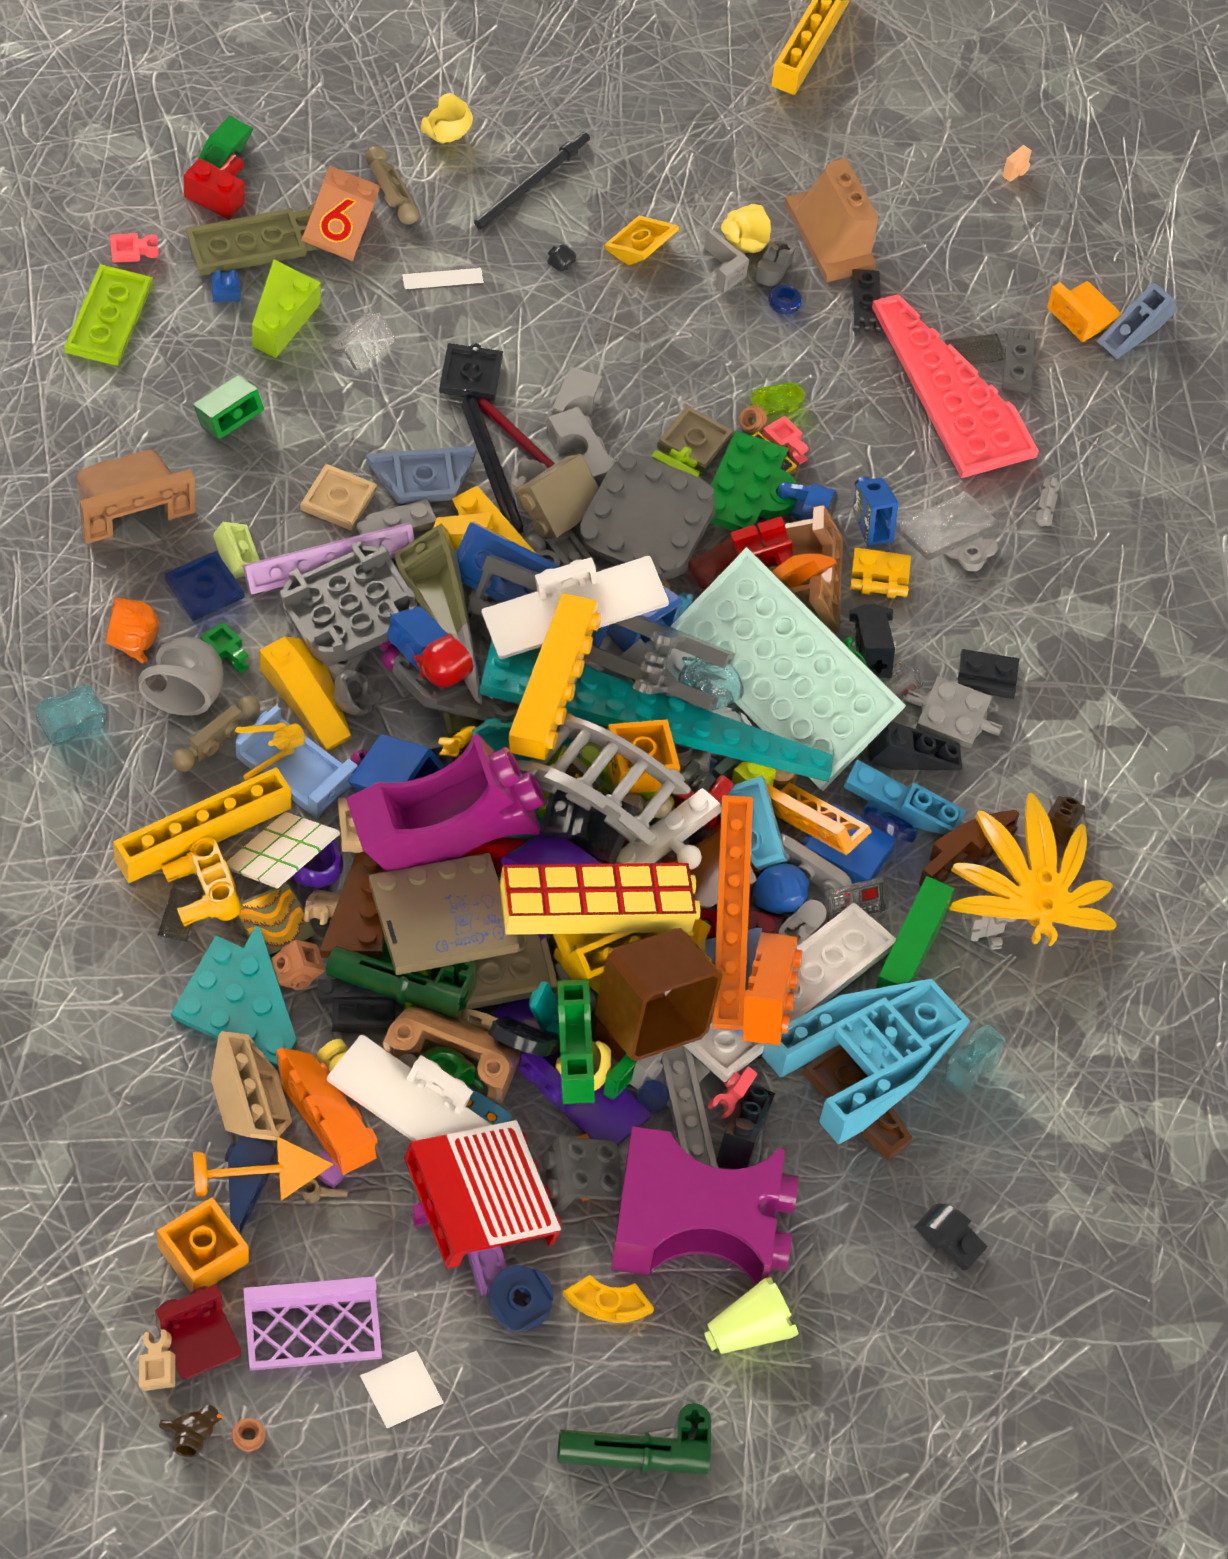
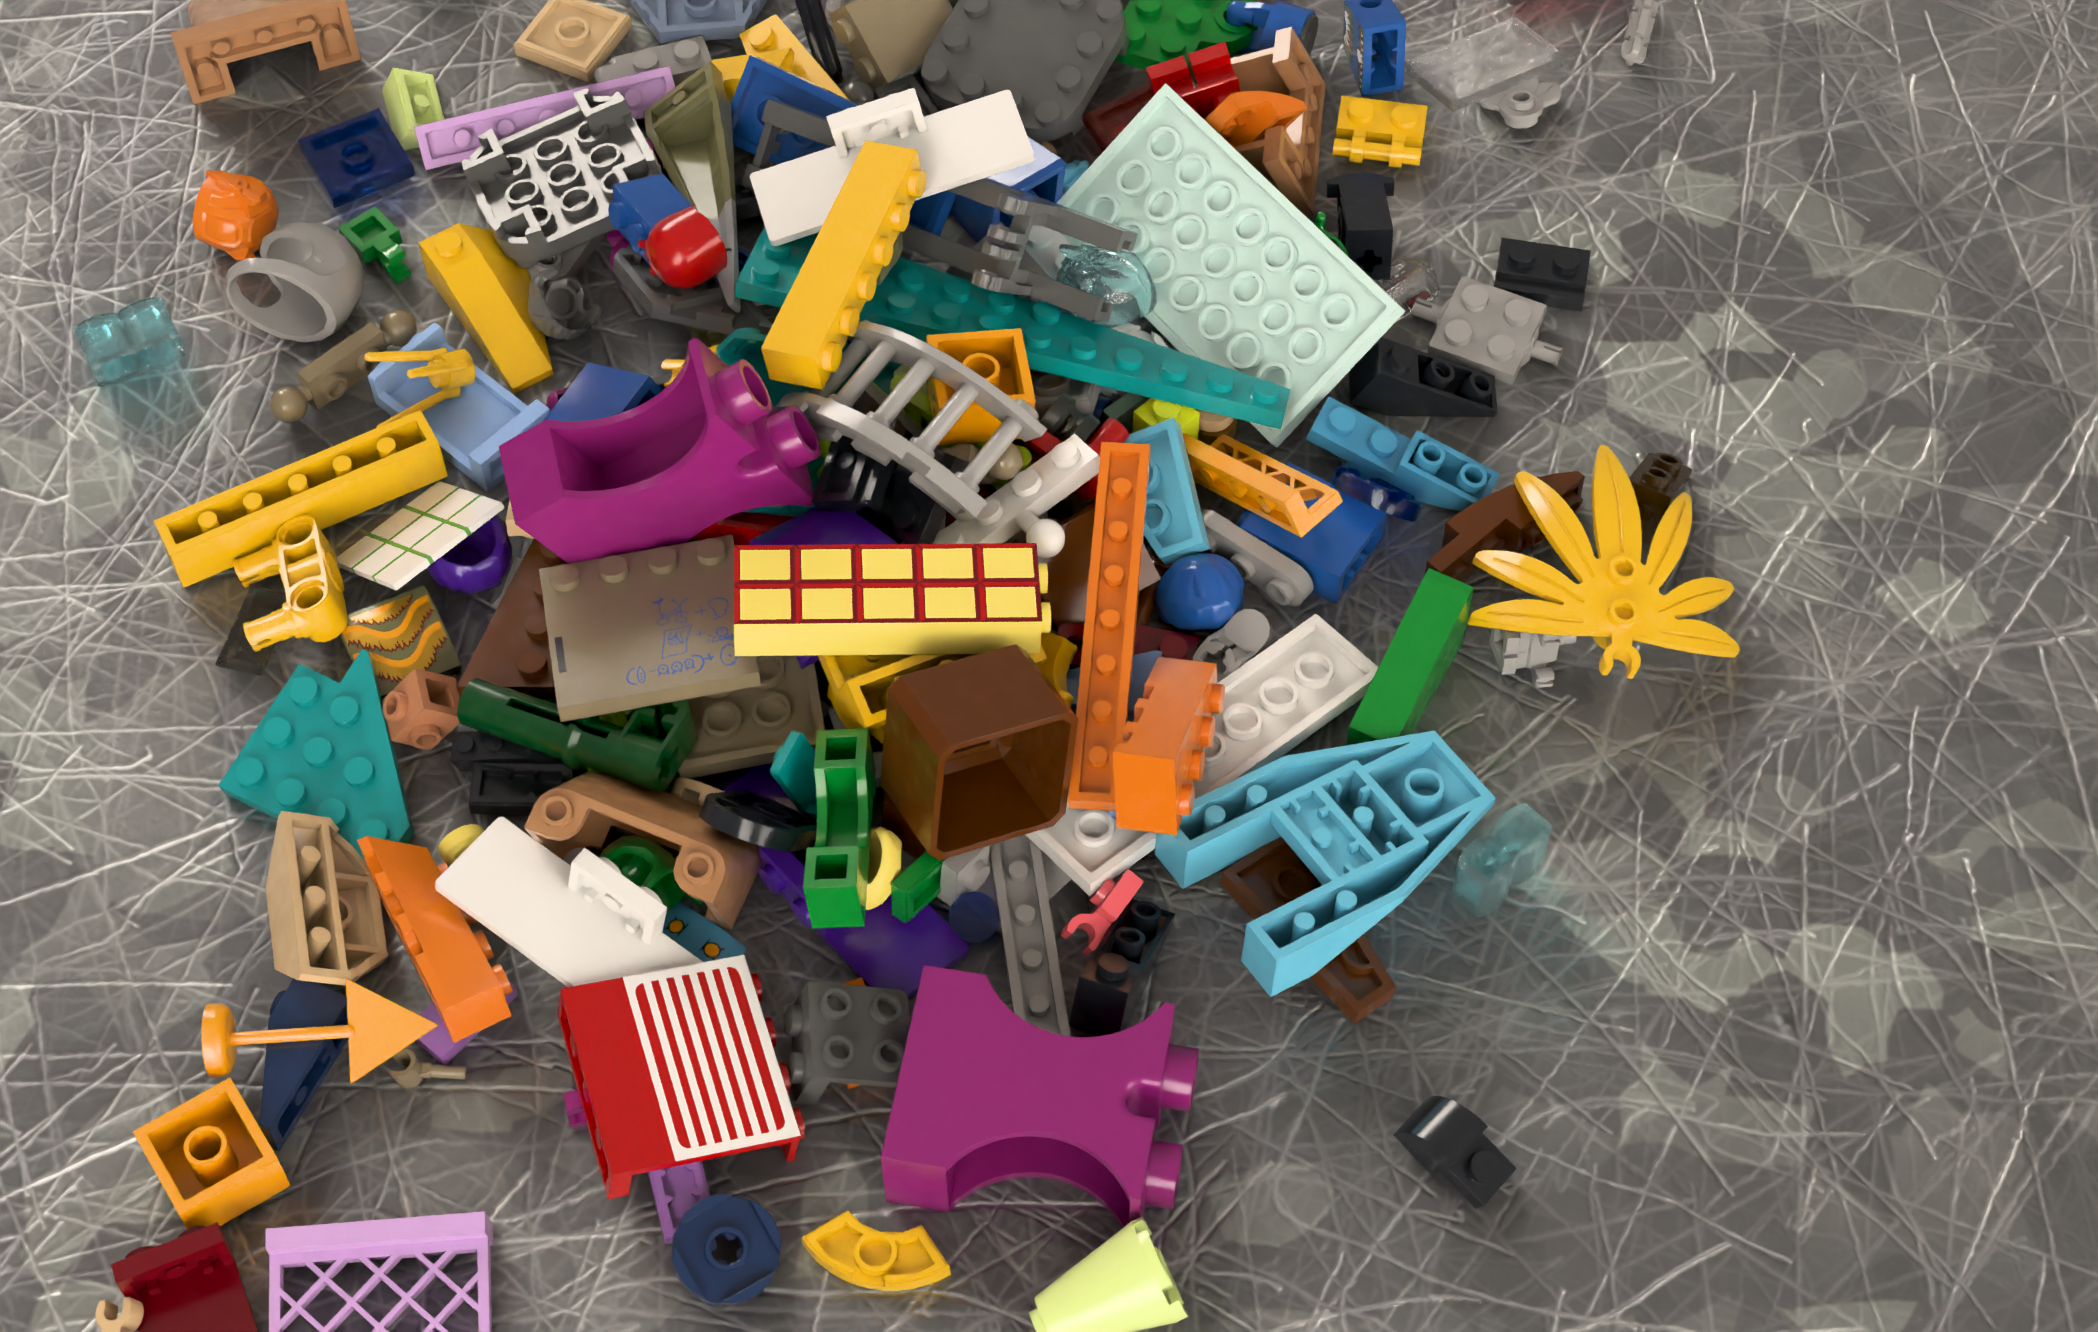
camera: 10 degrees right, 0 degrees up
(321, 905) = (468, 620): tan plate -> none
(867, 895) = (1336, 601): slope -> none

